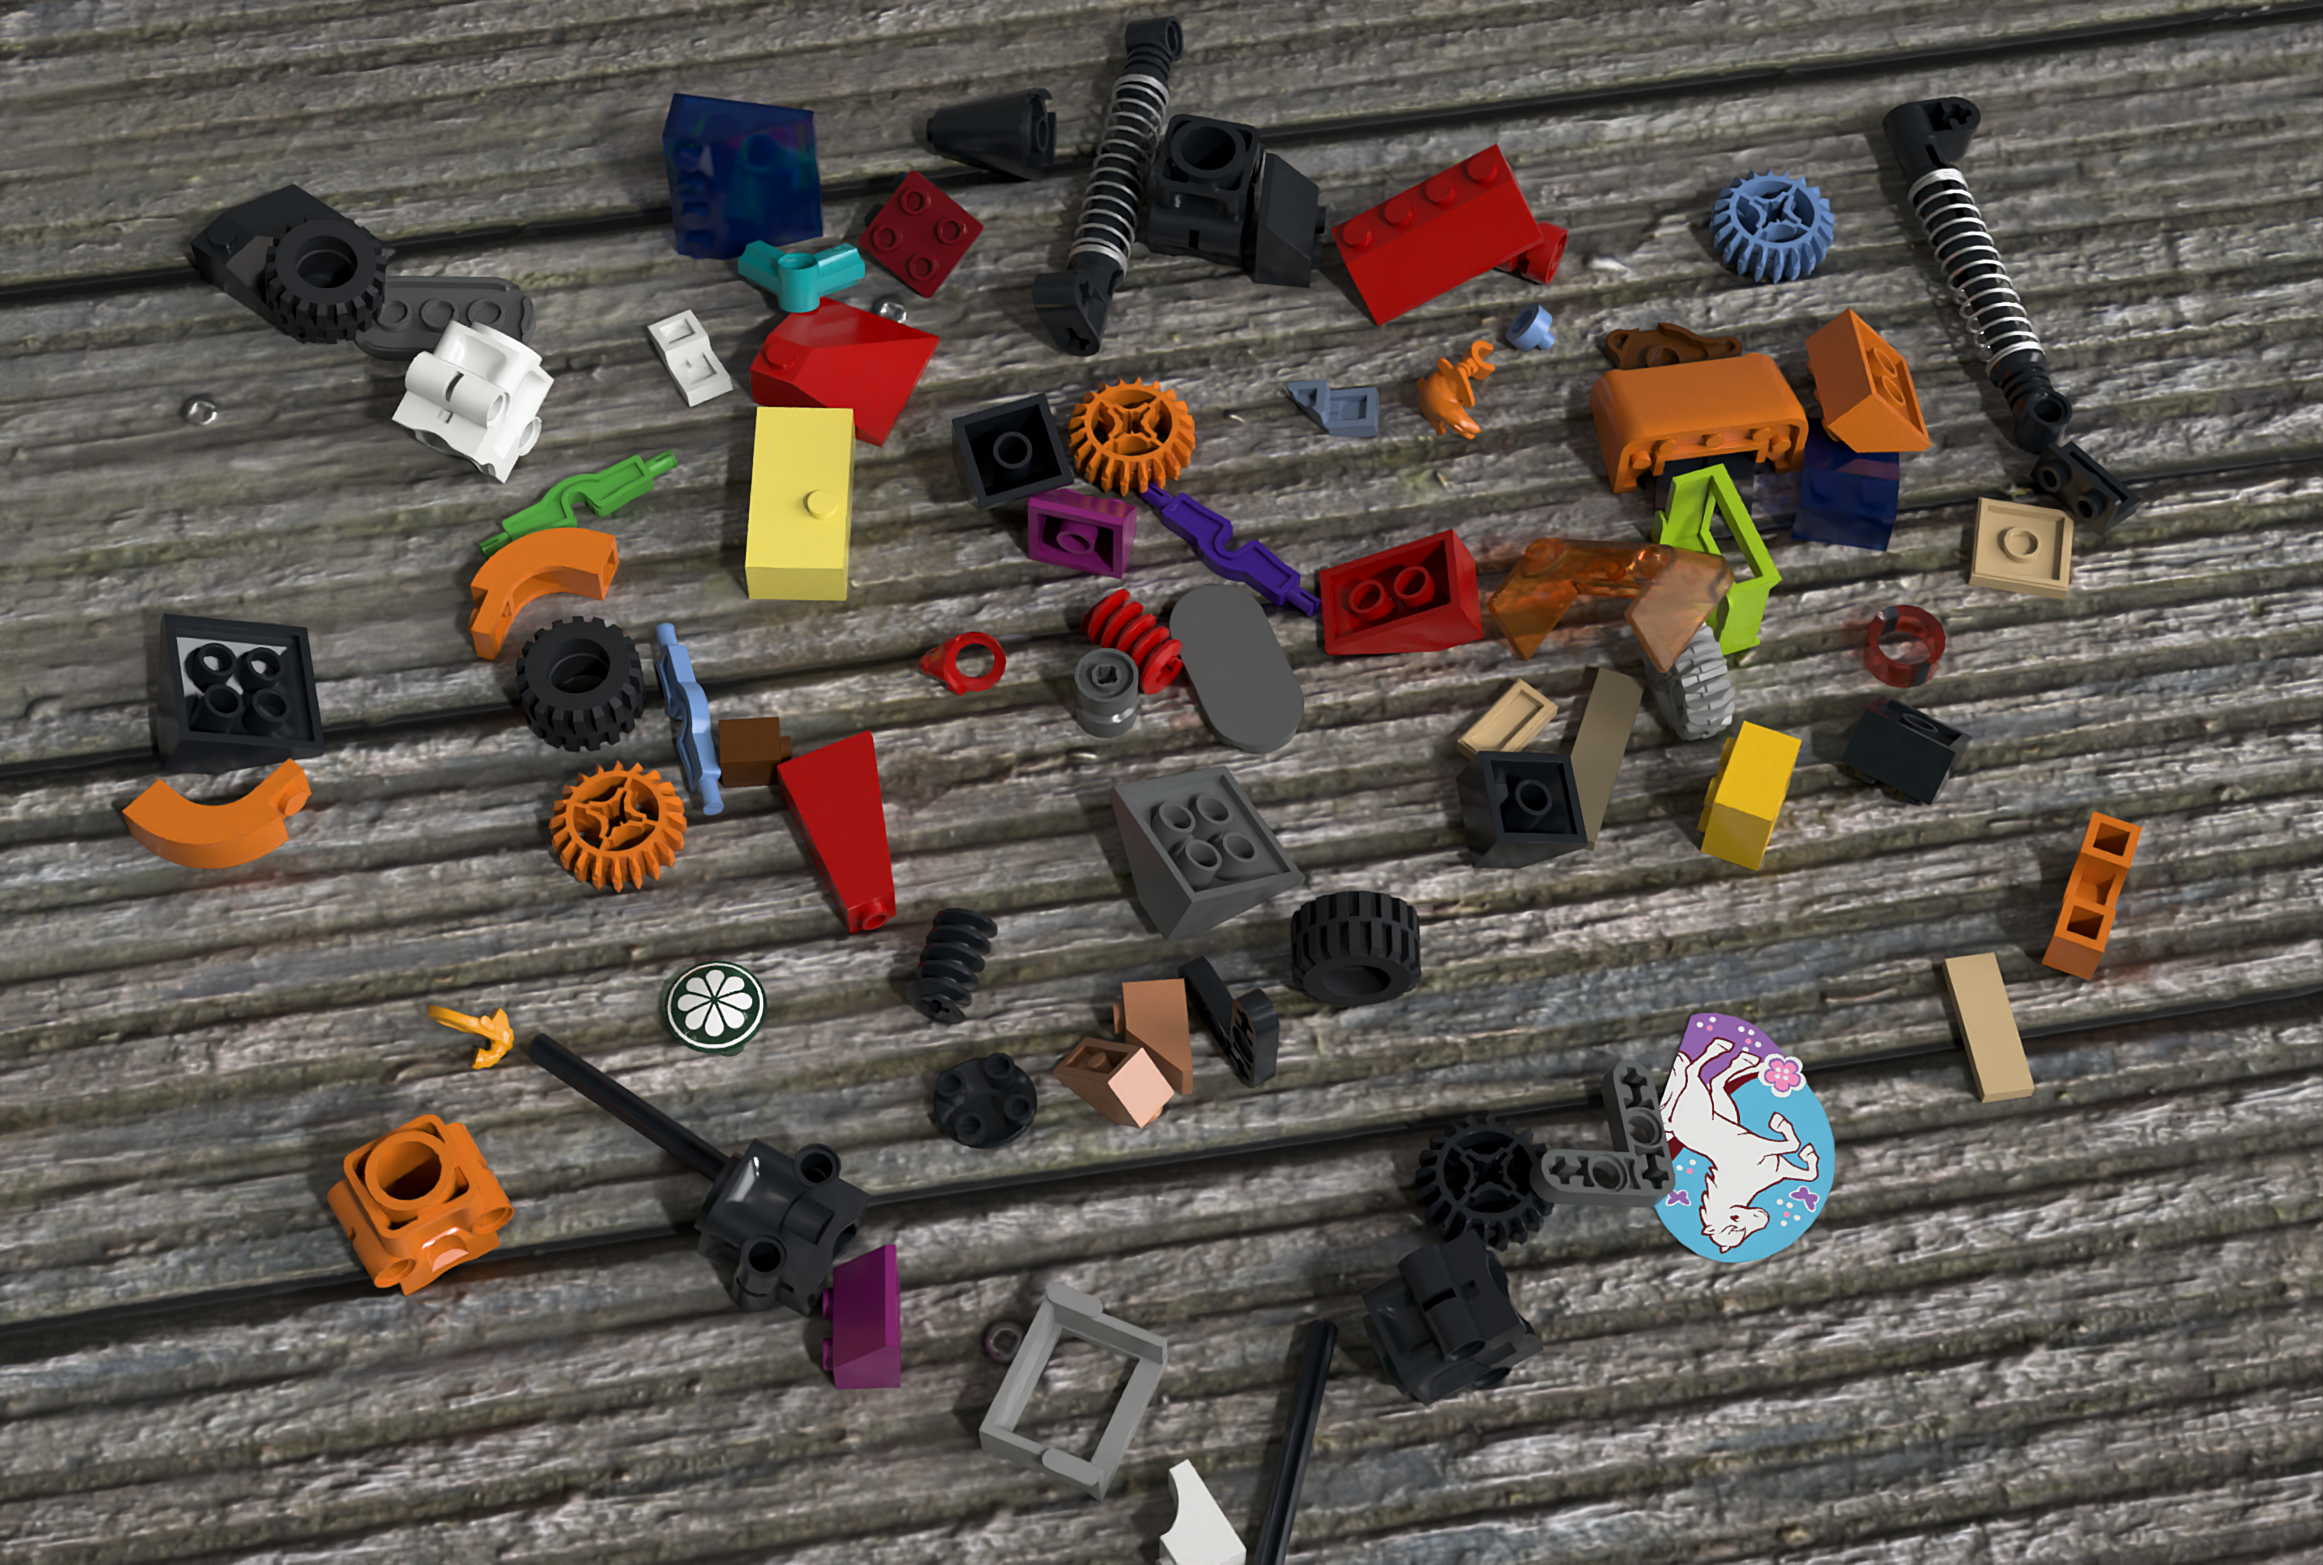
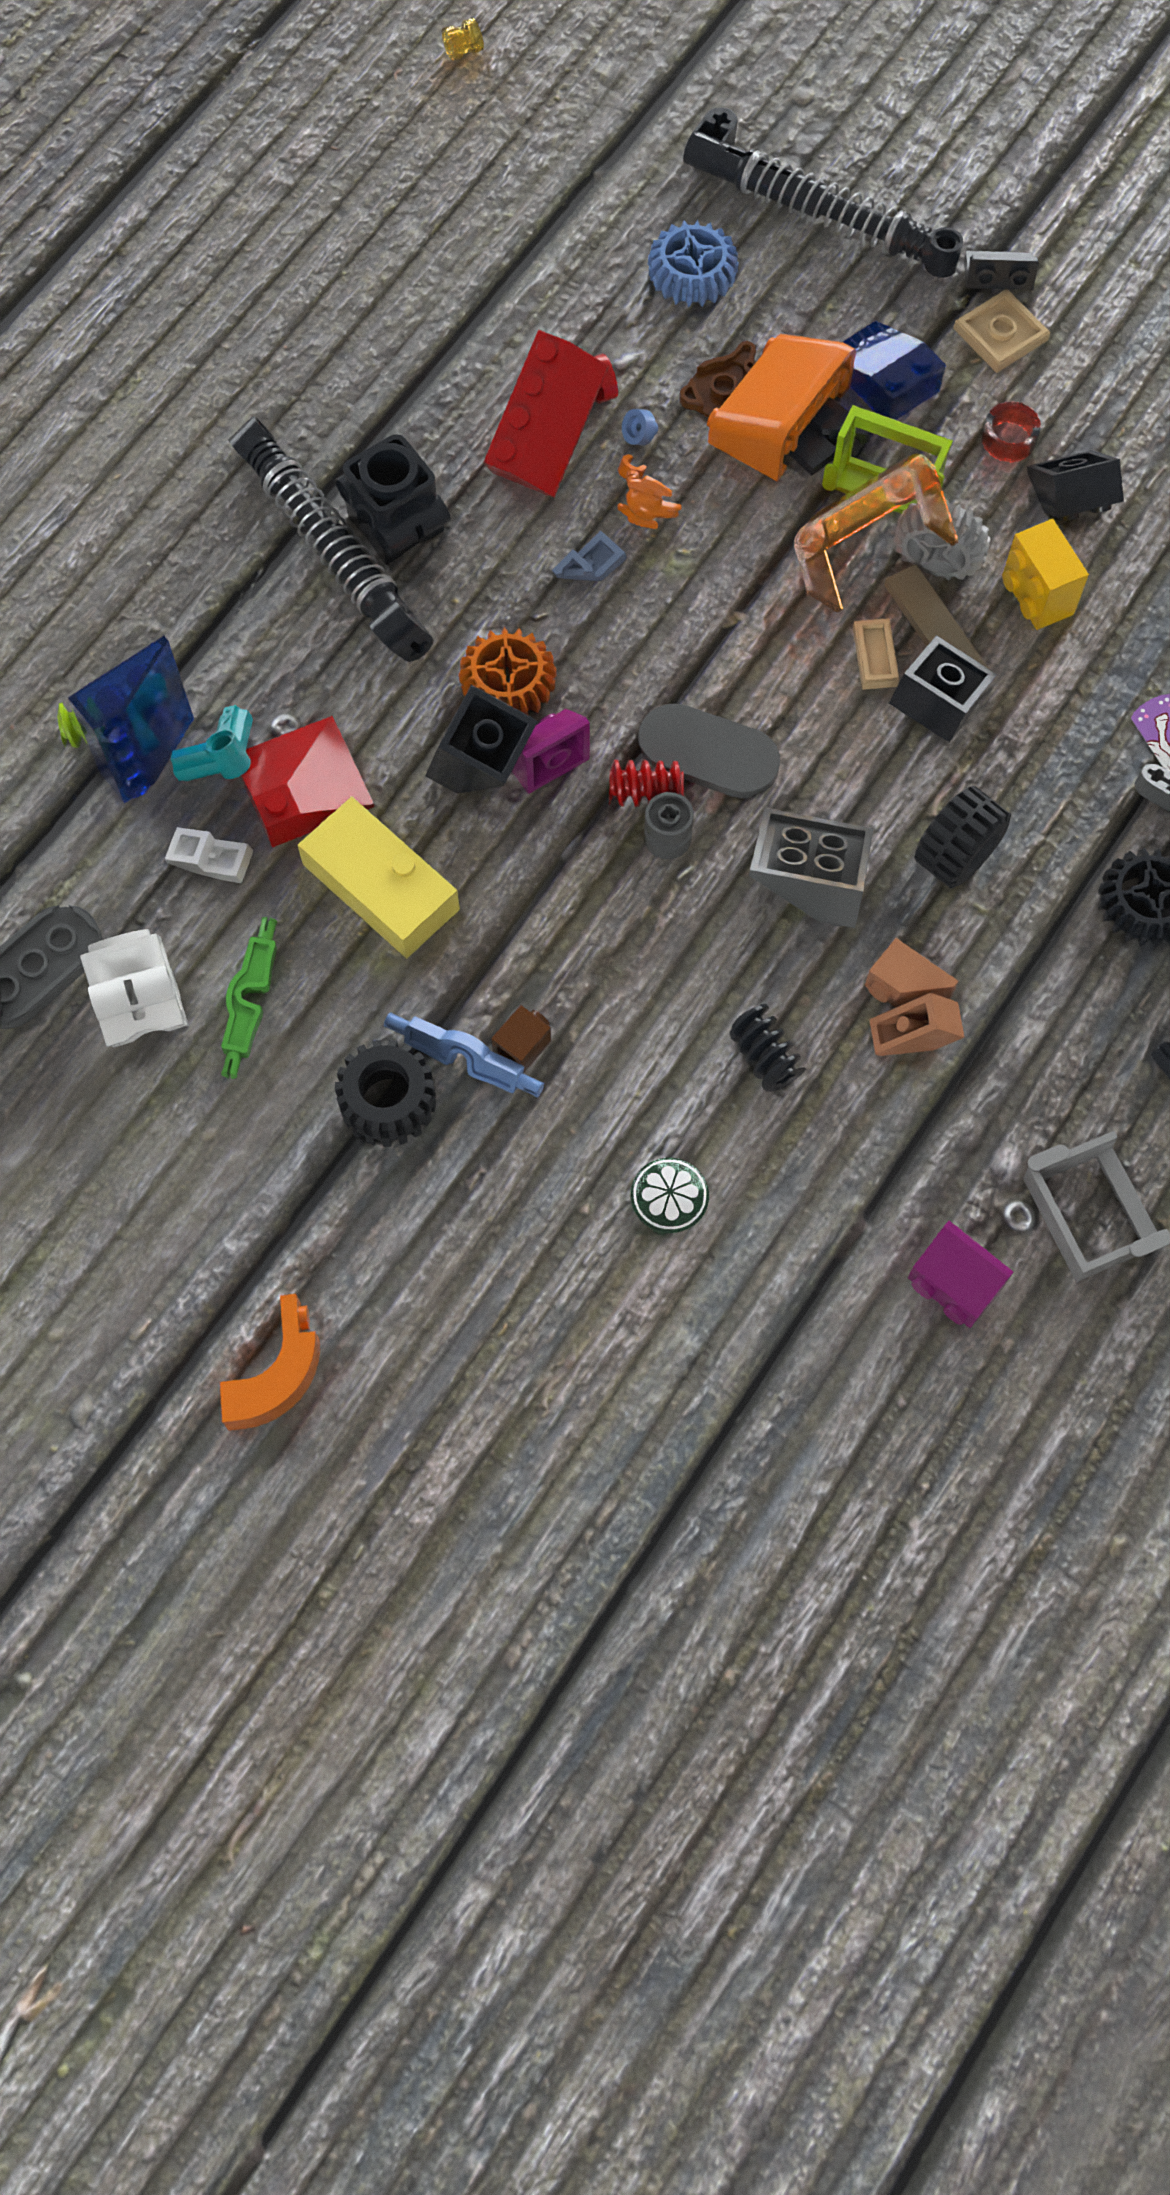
camera: 45 degrees left, 10 degrees up
(234, 695) = (195, 1293): black slope -> none
(426, 1236) = (666, 1495): orange piece -> none
(492, 1028) = (567, 1329): light orange piece -> none
(533, 566) = (277, 1045): orange arch -> none
(627, 1106) = (715, 1290): black axle -> none
(631, 847) = (525, 1132): orange gear -> none
(779, 1224) = (864, 1272): black piece -> none
(842, 821) = (623, 1032): red slope -> none
(919, 232) = (255, 664): dark red plate -> none
(942, 663) = (560, 893): red piece -> none
(985, 1102) = (866, 1103): black dish -> none
(999, 132) = (229, 570): black cone -> none
(1242, 1026) = (965, 945): black beam -> none
(1248, 564) = (648, 687): dark purple piece -> none
(1288, 226) = (458, 485): black slope -> none
(1403, 599) = (750, 634): red slope -> none
(1864, 388) = (844, 310): orange slope -> none

